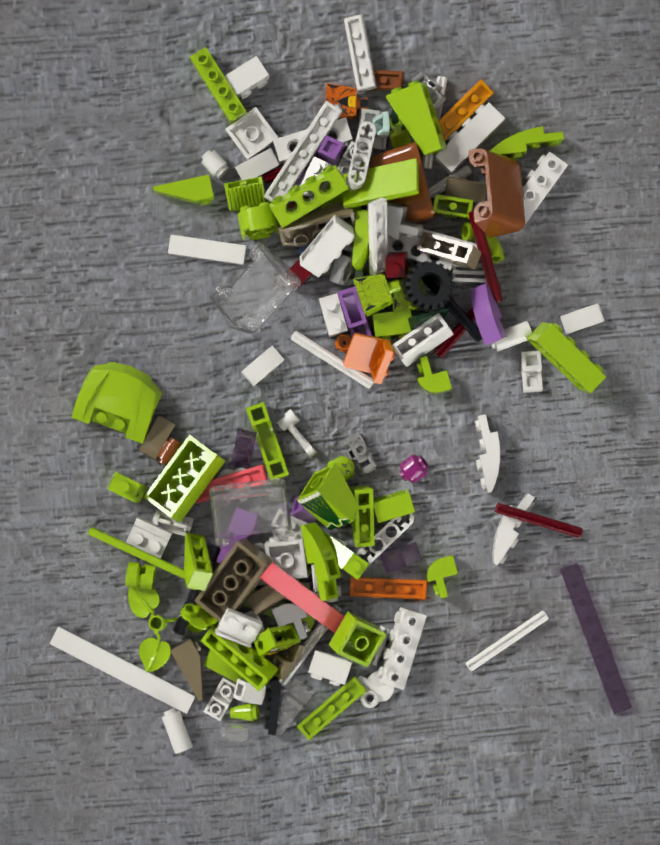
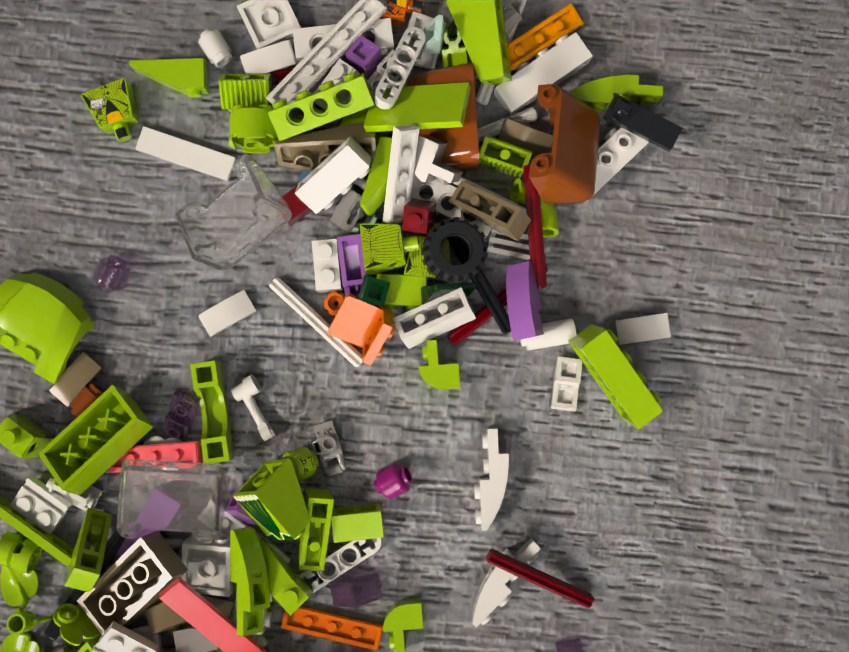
camera: 15 degrees right, 0 degrees up
(145, 225) = (113, 108): none -> lime torso
(169, 352) = (111, 273): none -> clear purple head
(373, 327) = (374, 290): none -> dark green plate
(552, 163) = (642, 122): none -> black hinge

